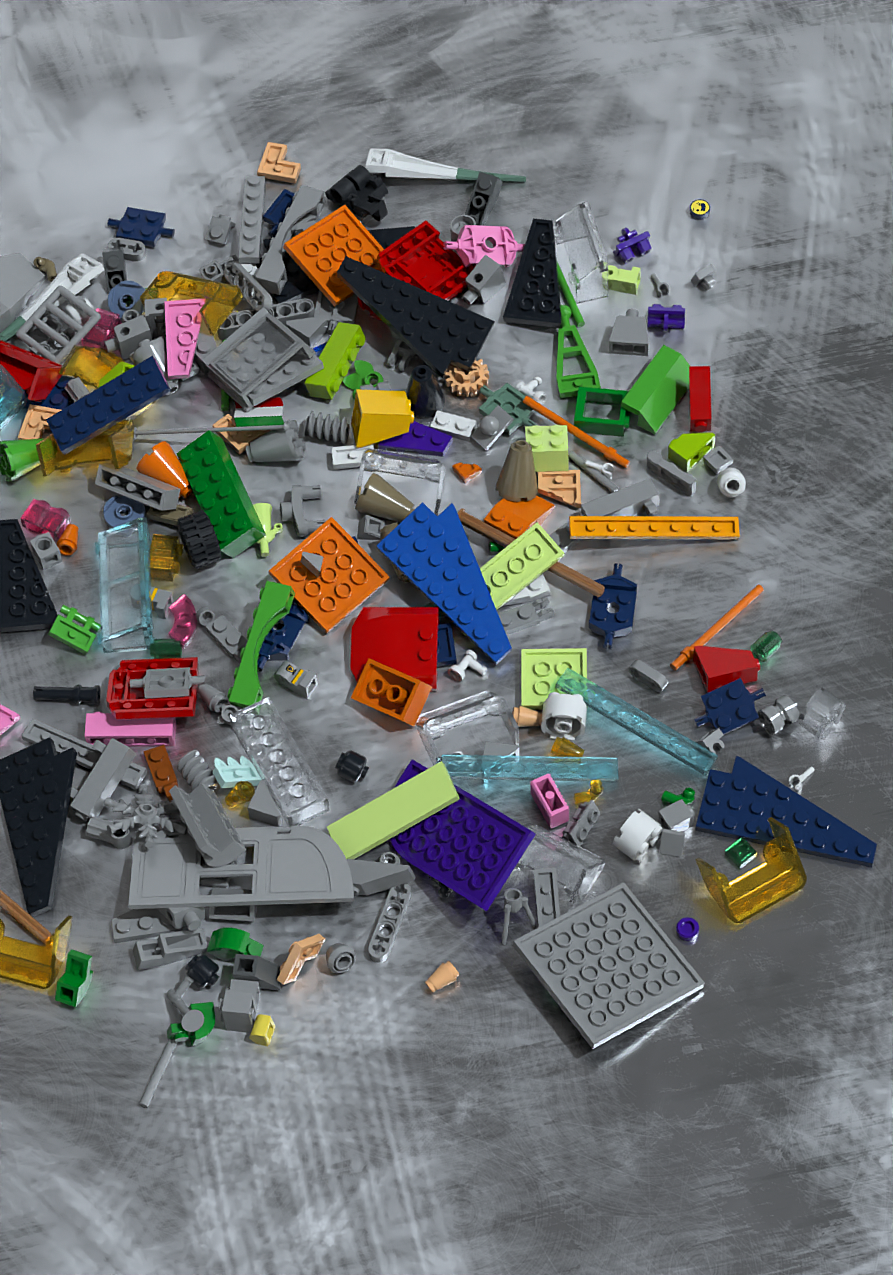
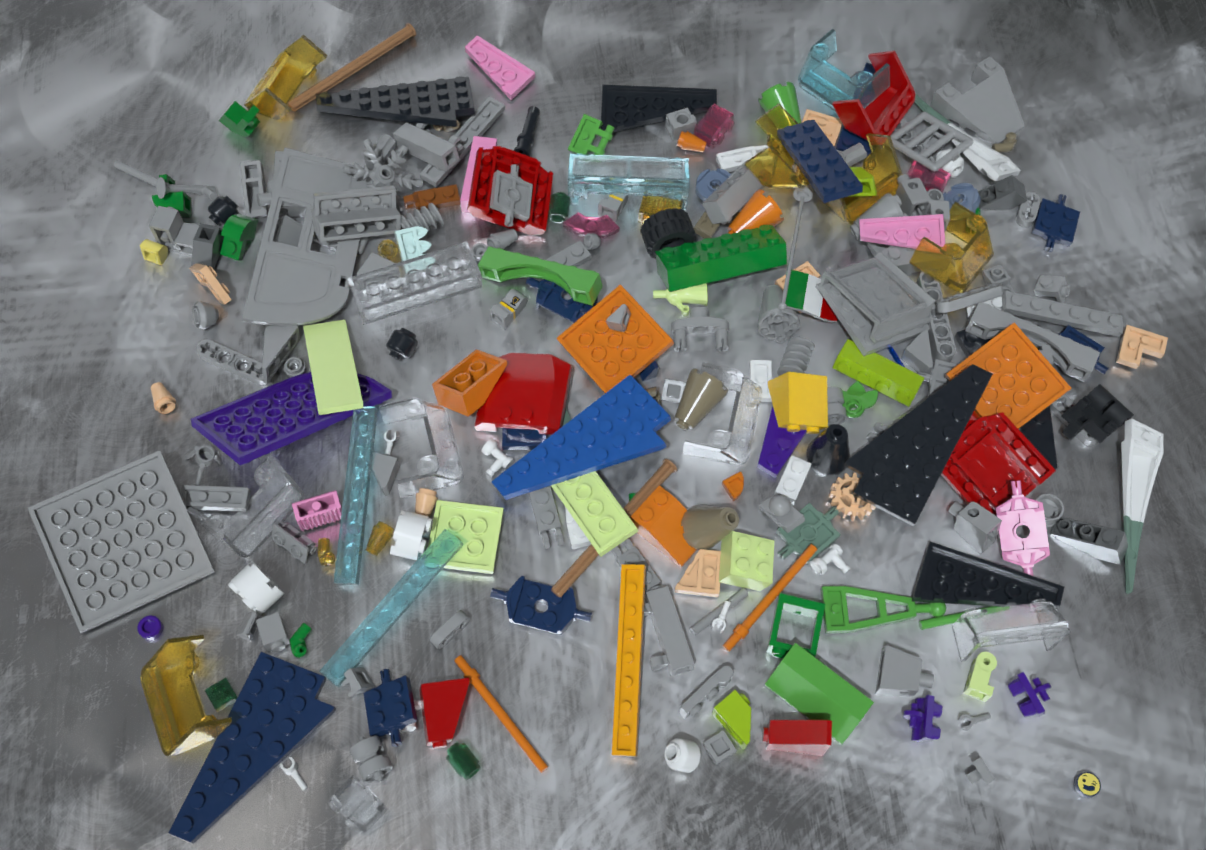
camera: 90 degrees right, 5 degrees up
(86, 493) = (734, 159): none -> white hinge

